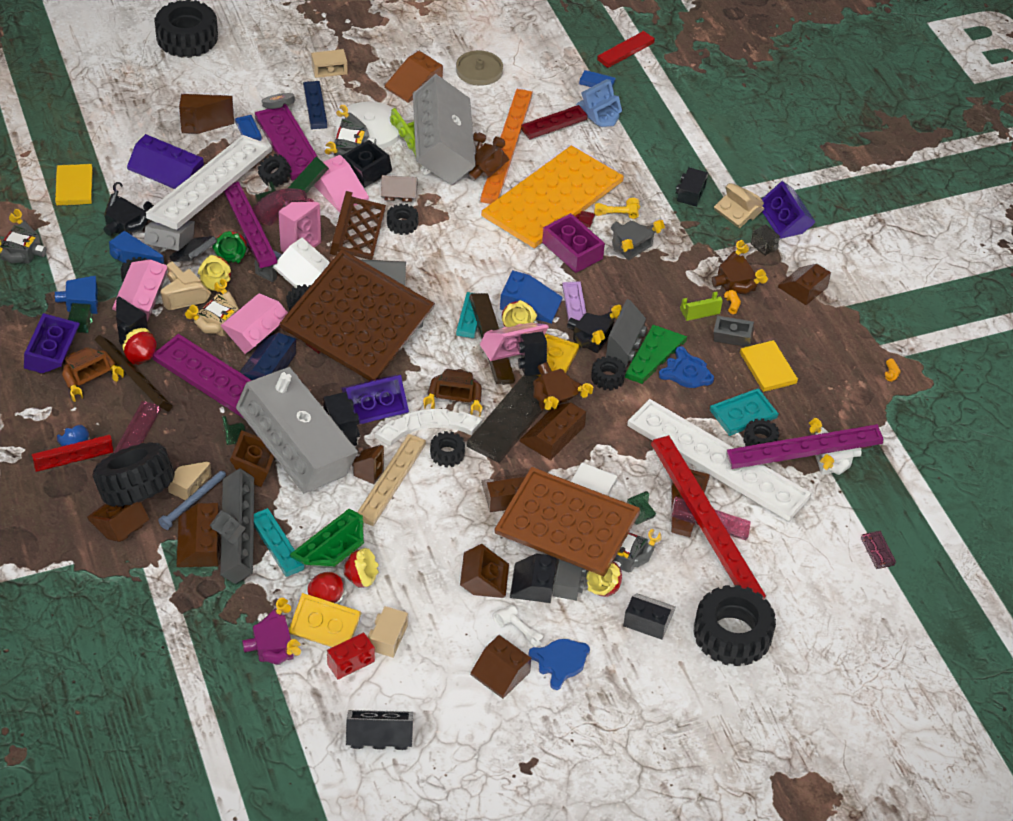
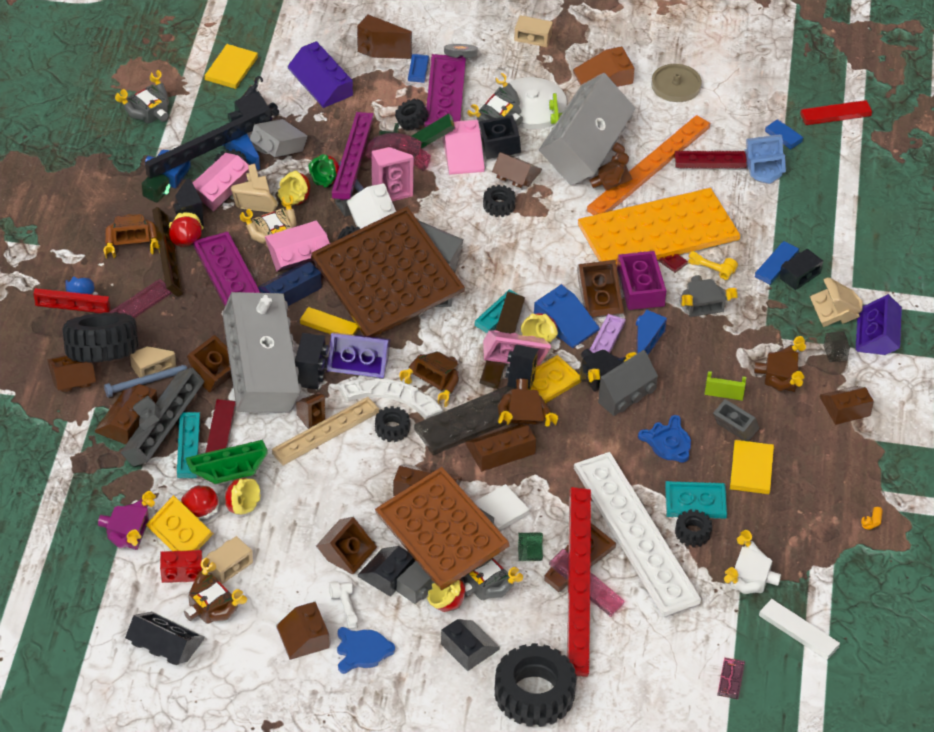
camera: 30 degrees right, 0 degrees up
(49, 343) = (111, 198): dark purple slope -> none
(107, 260) = (206, 142): none -> black plate
(193, 249) = (290, 160): black tile -> none
(208, 182) = (342, 104): white plate -> none
(232, 431) = (212, 330): clear green panel -> none
(294, 514) = (221, 425): none -> dark red tile
(315, 105) = (495, 66): dark blue tile -> none
(327, 382) = (327, 323): none -> yellow tile
(344, 219) = (438, 186): reddish brown fence -> none
(399, 674) = (210, 598): none -> torso
(542, 261) = (600, 288): none -> reddish brown slope
(607, 285) = (649, 330): none -> blue slope
(611, 365) = (589, 422): black tyre -> none
(654, 351) = (648, 411): green wing -> none
(667, 189) = (772, 266): none -> blue tile
(732, 296) = (764, 393): light orange arm -> none
(804, 446) = (720, 553): magenta plate -> none
(901, 485) = (799, 629): none -> white tile

